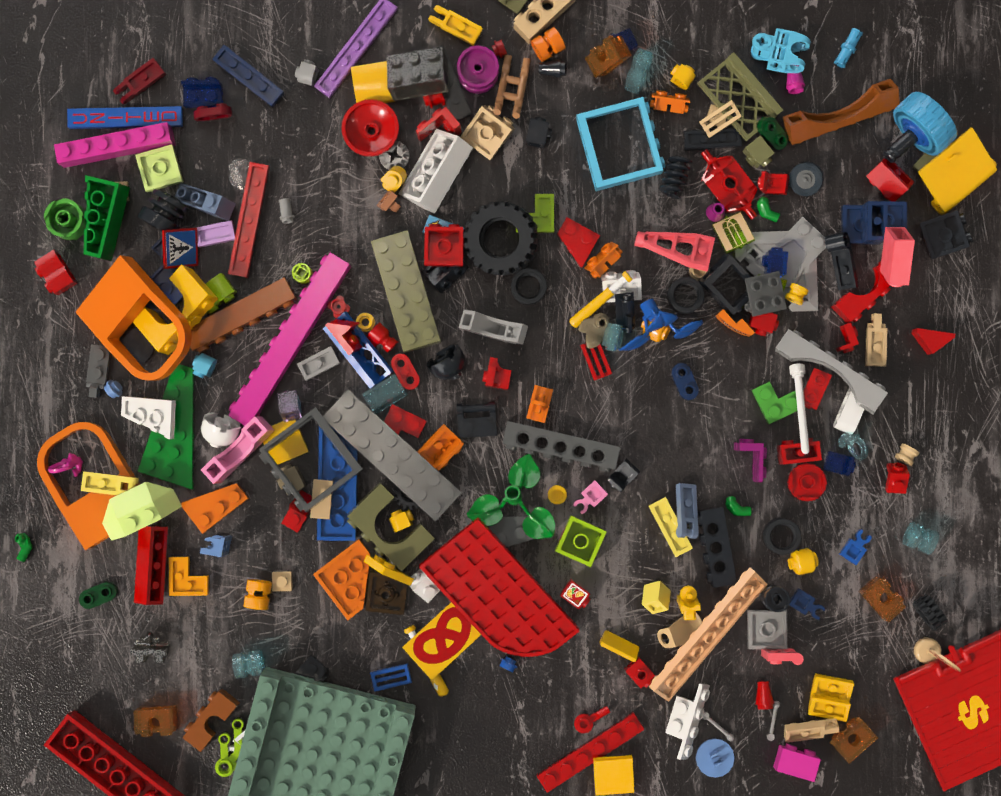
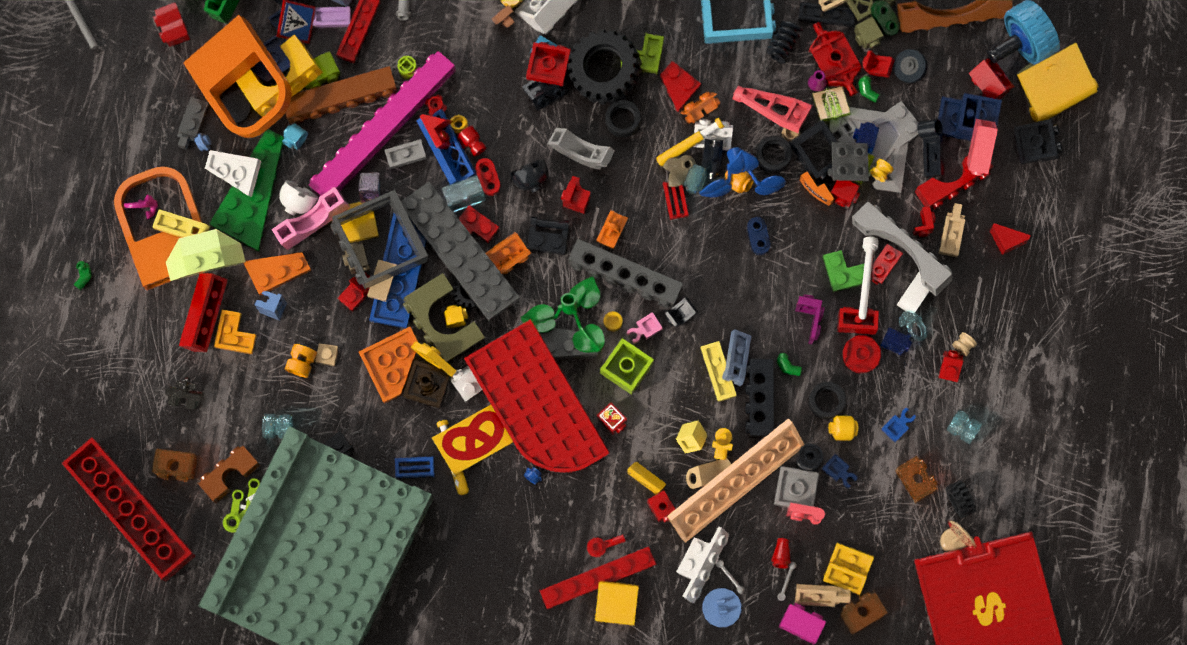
camera: 10 degrees right, 10 degrees down
(97, 595) = (144, 335): dark green plate -> none
(405, 291) = (503, 102): olive brick -> none

